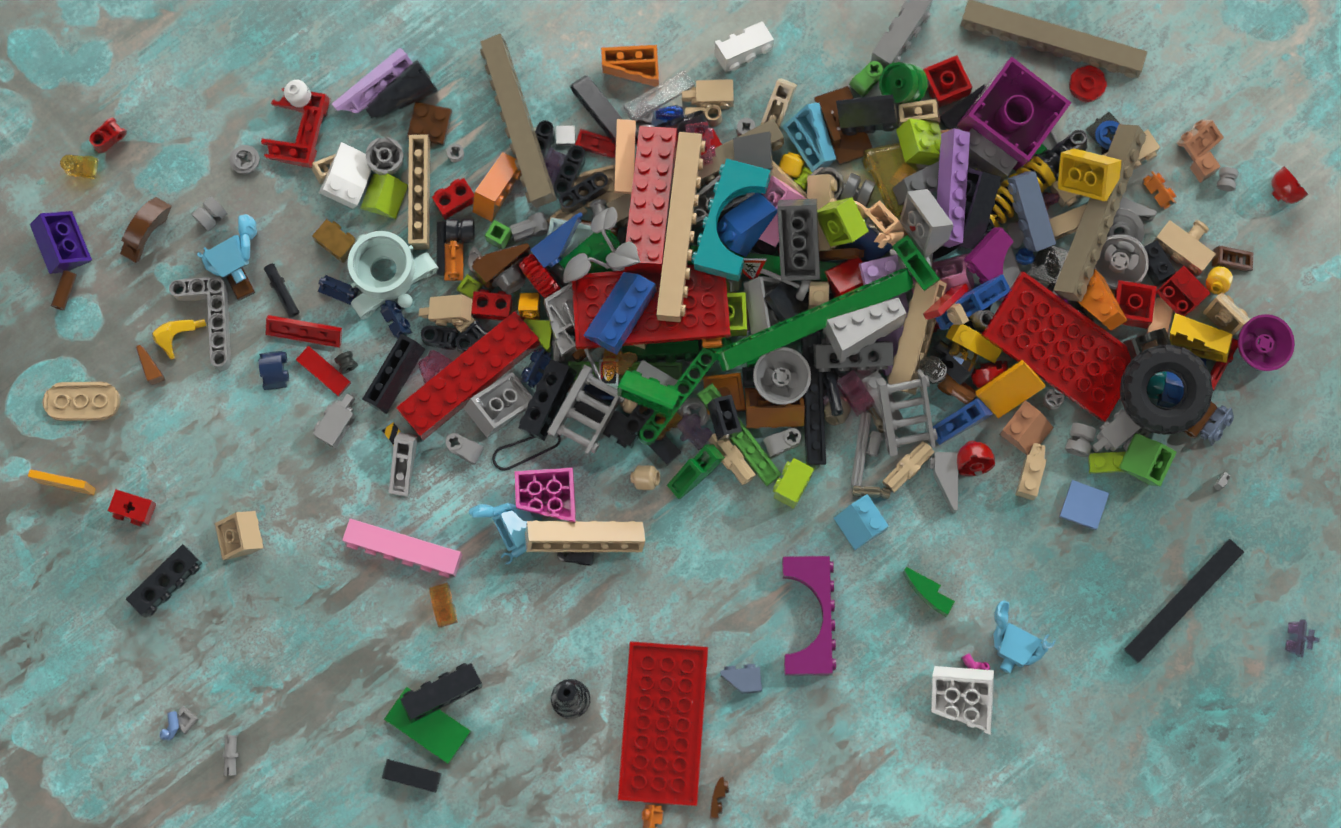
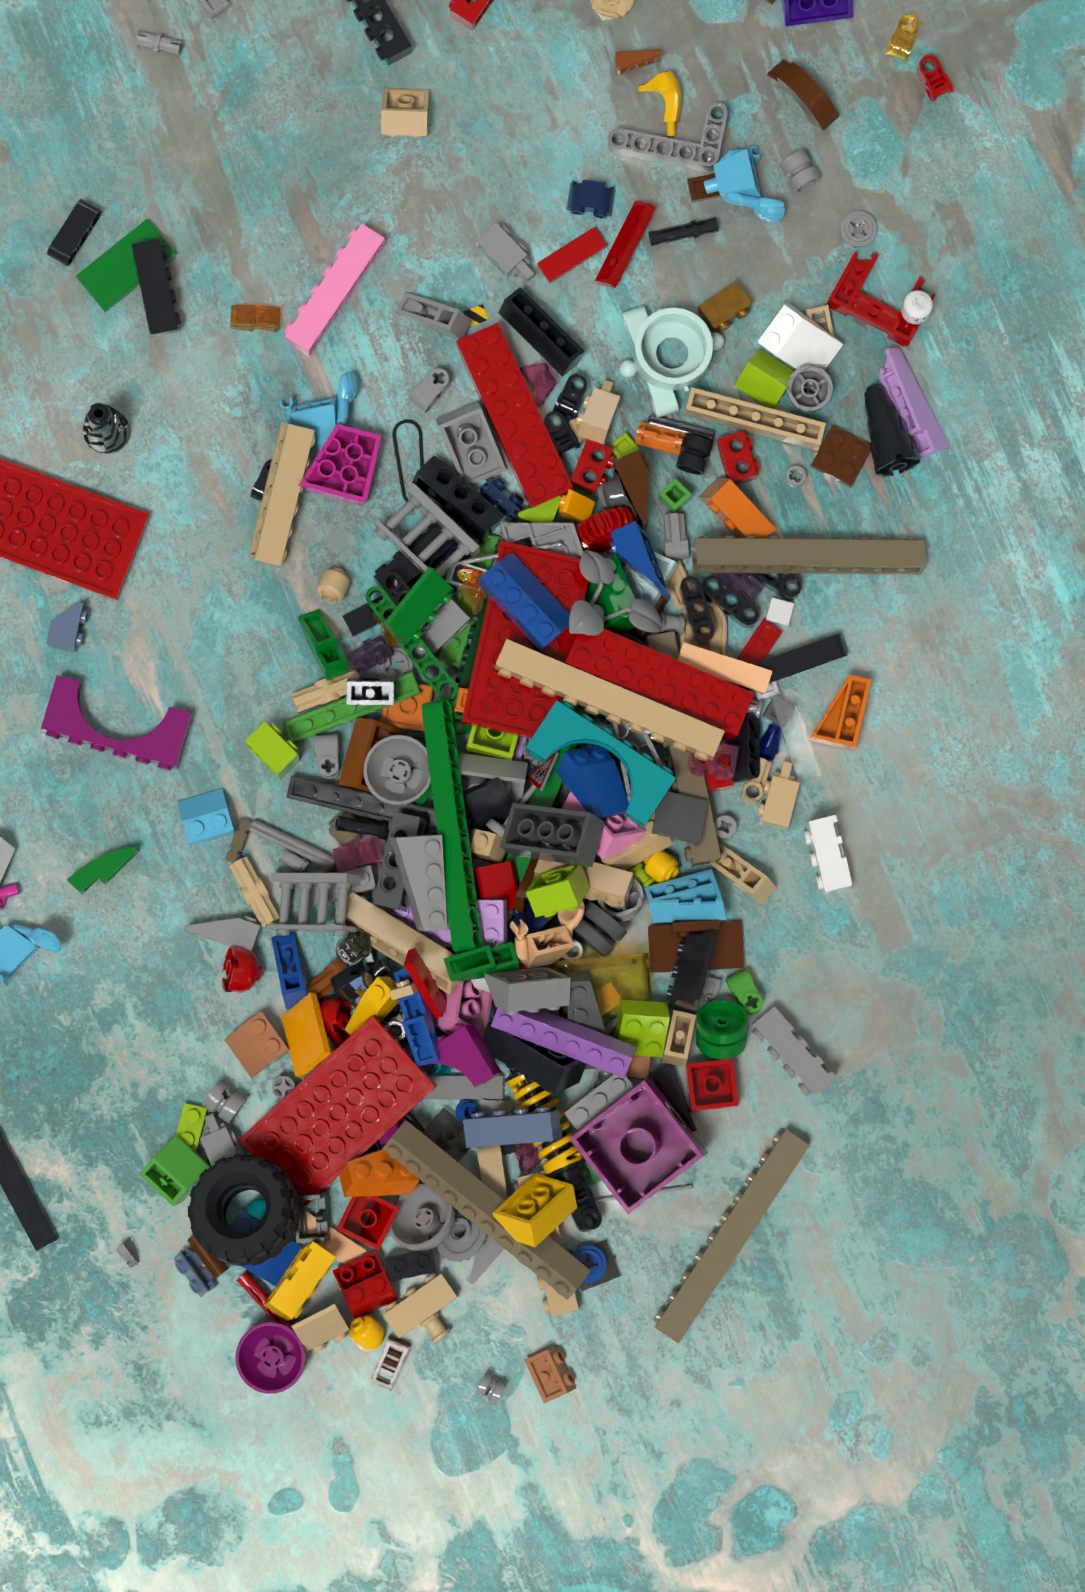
camera: 100 degrees right, 5 degrees up
(337, 289) = (666, 294): dark blue hinge -> none
(346, 362) = (573, 282): pearl dark grey wheel -> none
(392, 311) = (619, 351): dark blue hinge -> none
(473, 254) = (657, 465): light grey tile -> none
(1032, 473) = (203, 1032): tan hinge -> none
(1084, 505) = (148, 1083): medium blue tile -> none
(1087, 83) = (663, 1261): red tile -> none
(1165, 195) = (512, 1302): orange hinge -> none
(1205, 167) = (513, 1366): nougat brick -> none
(1287, 187) = (457, 1457): red cylinder -> none

